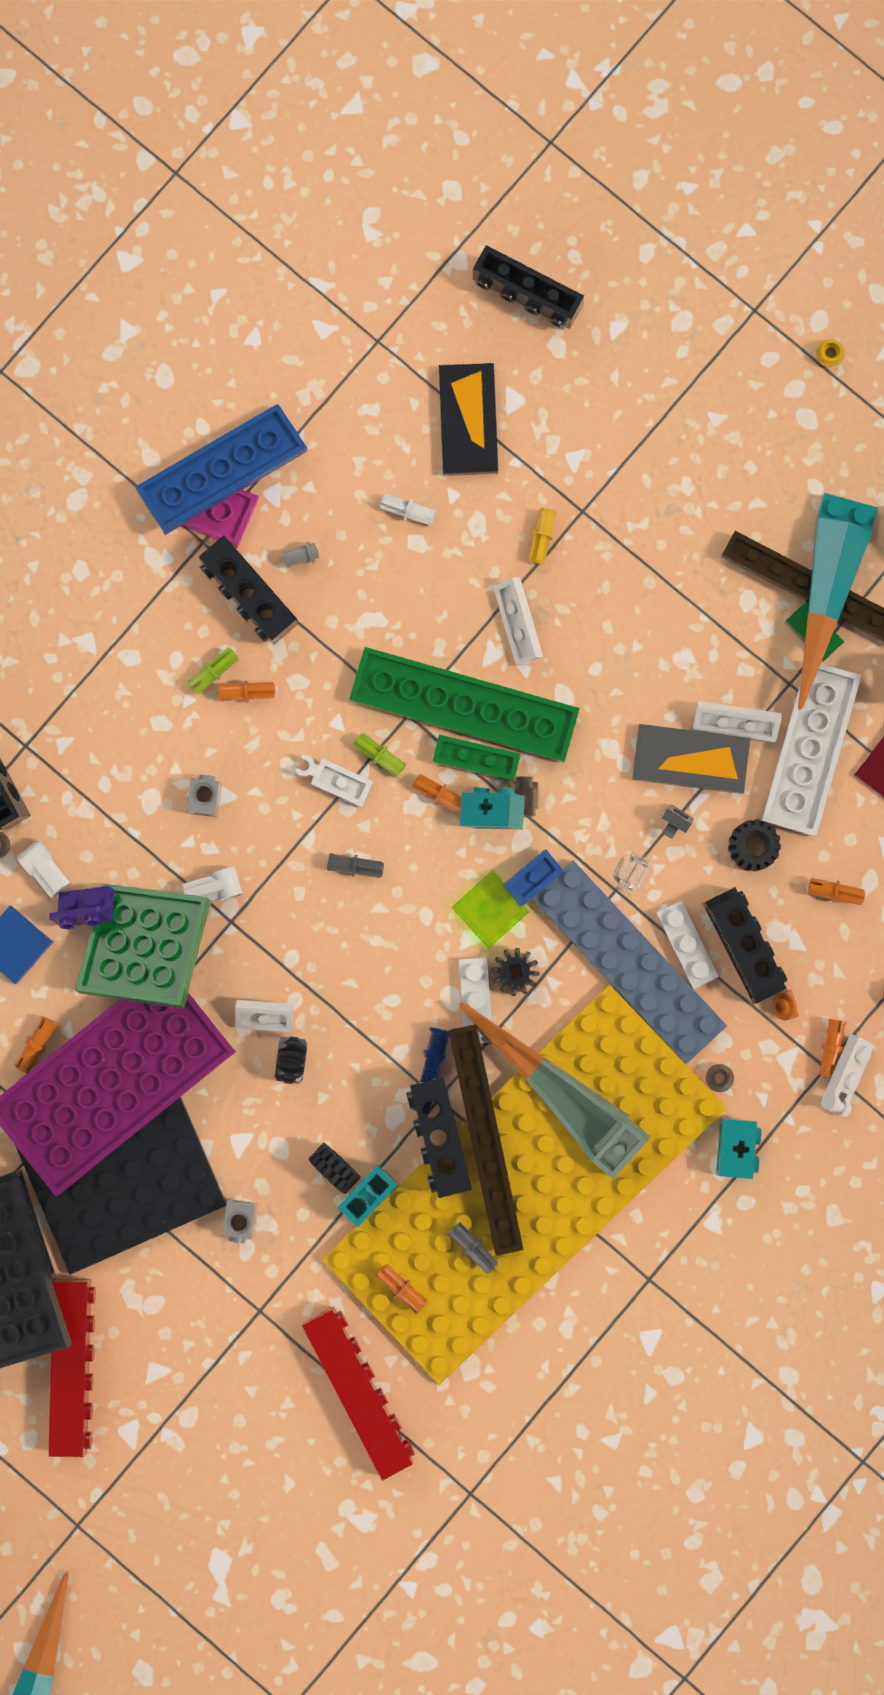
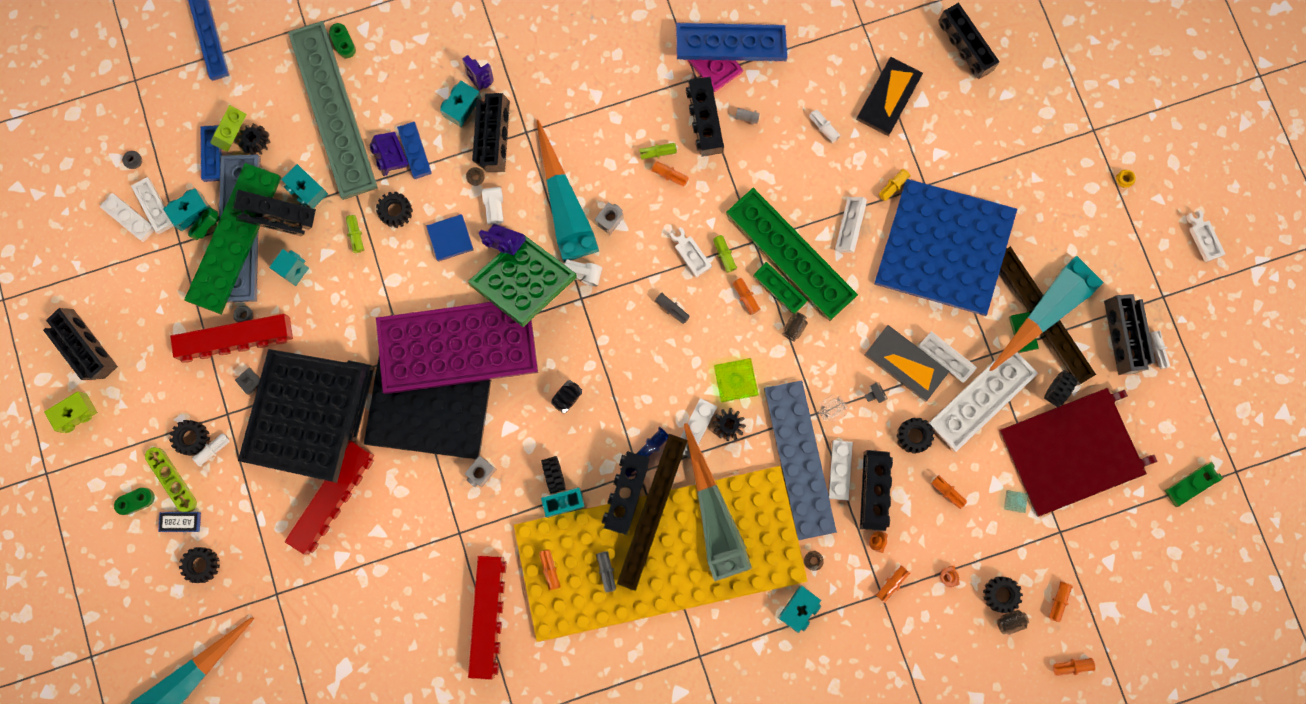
camera: 30 degrees right, 5 degrees down
(35, 1044) = (427, 300): orange pin -> none
(159, 834) = (571, 225): none -> teal plate
(264, 1015) = (567, 362): white plate -> none
(492, 810) = (772, 322): teal brick -> none
(532, 877) = (772, 376): blue plate -> none
(654, 579) = (946, 247): none -> blue plate
(847, 1076) = (892, 606): white plate -> none

